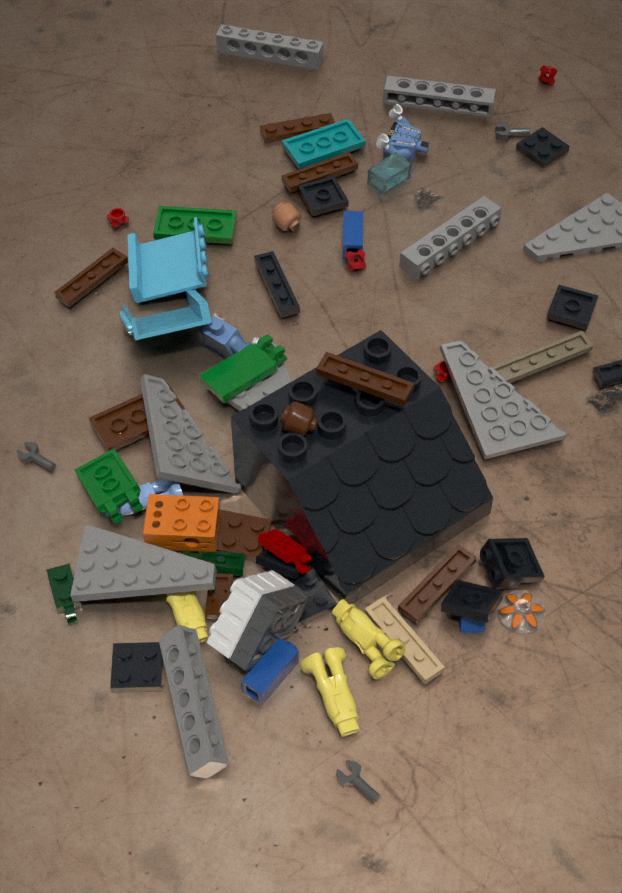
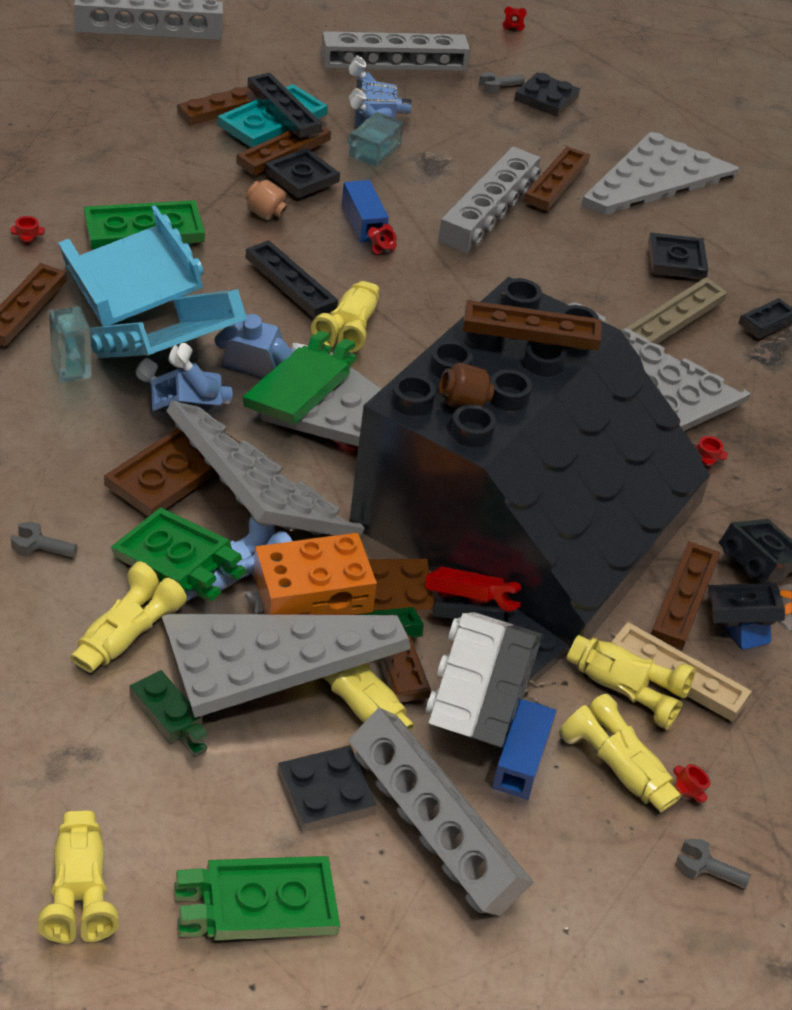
camera: 25 degrees left, 10 degrees down
(61, 524) = (126, 619): none -> light yellow piece
(65, 729) = (258, 898): none -> green tile
(103, 316) = (70, 344): none -> clear light blue brick
(159, 365) = (185, 384): none -> medium blue torso
(303, 322) = (350, 316): none -> light yellow piece
(330, 138) = (284, 105): none -> black plate
(374, 717) = (692, 782): none -> red plate
(511, 225) = (556, 178): none -> reddish brown plate
(517, 471) = (711, 450): none -> red plate

